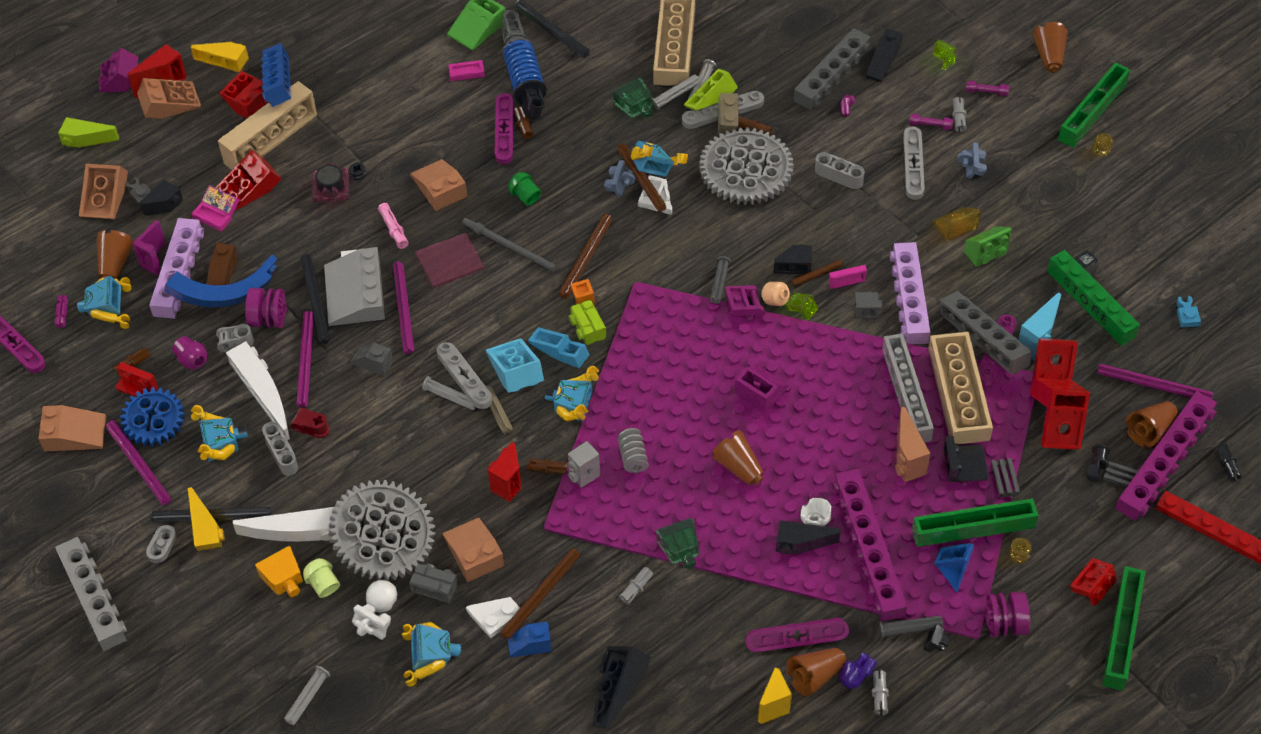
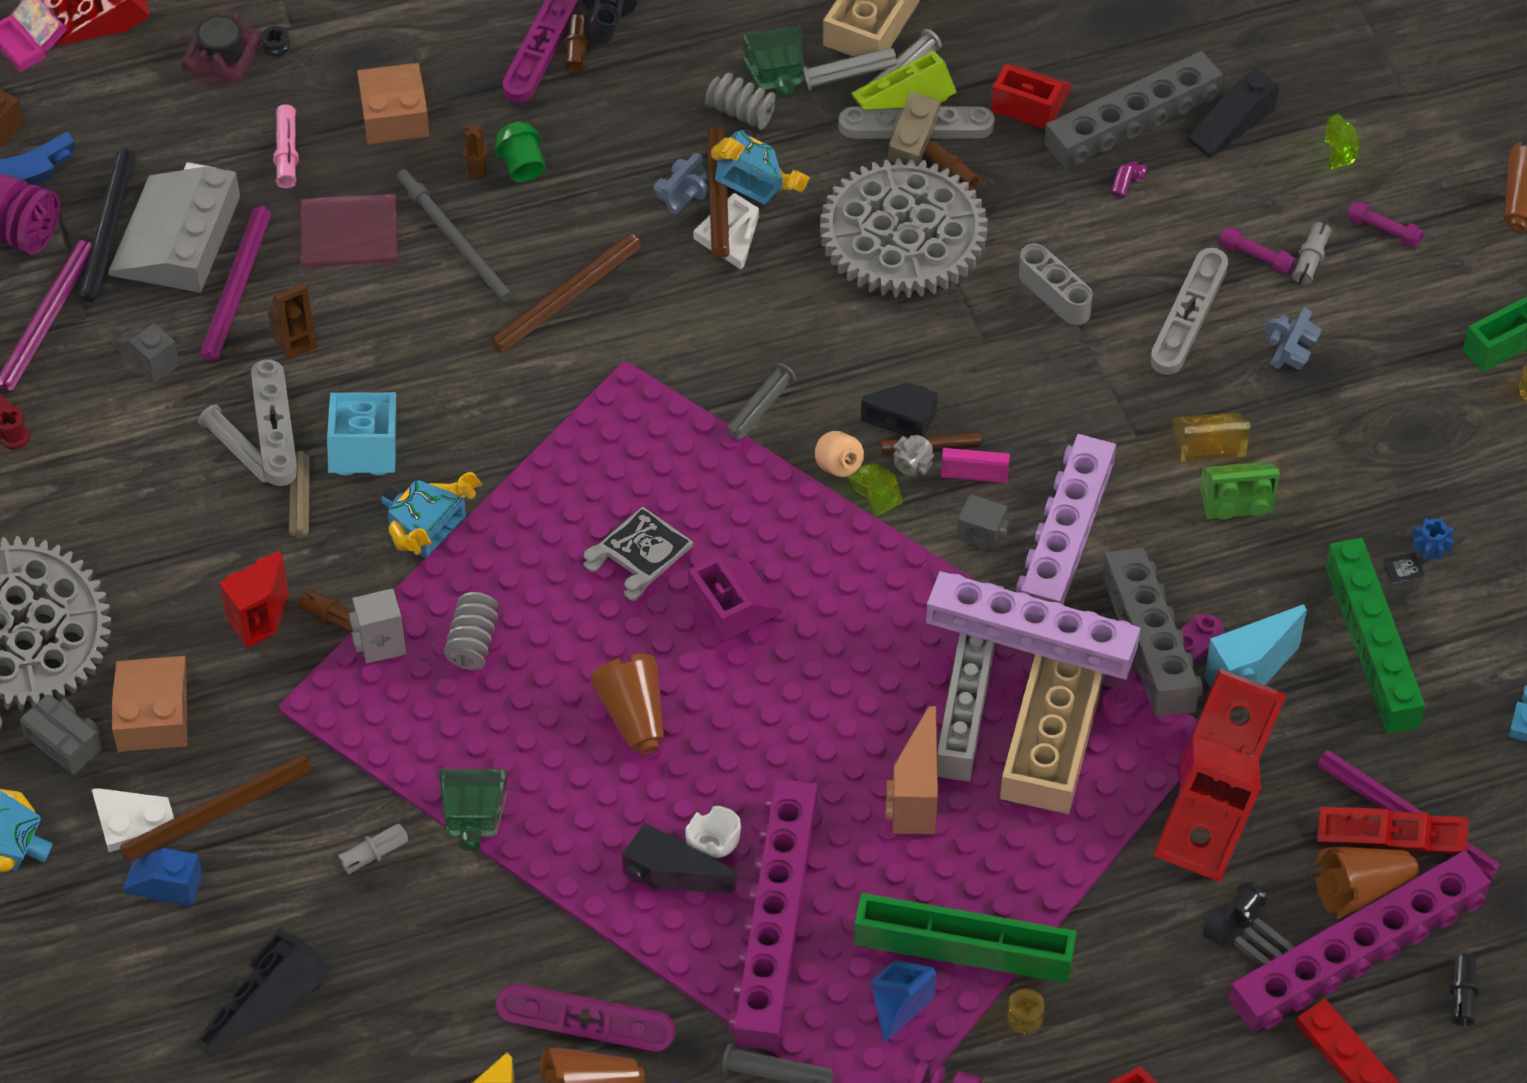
camera: 20 degrees right, 0 degrees up
(449, 318) = (292, 322): none -> reddish brown slope
(501, 196) = (475, 152): none -> reddish brown axle
(559, 347) = (447, 427): dark azure slope -> none
(583, 291) = (525, 354): orange panel -> none
(588, 322) = (512, 402): lime brick -> none
(627, 125) = (740, 102): none -> light grey piece
(697, 376) = (641, 546): none -> flag
(739, 303) = (771, 444): magenta plate -> none
(776, 78) = (1028, 95): none -> red slope
(813, 282) = (913, 455): none -> light grey gear
(963, 347) = (1042, 638): none -> lavender brick
(964, 462) = (1004, 834): black bracket -> none
(1001, 463) = (1067, 859): dark grey tile -> none
(1095, 239) = (1432, 539): none -> blue gear
(1153, 393) = (1392, 830): none -> red slope

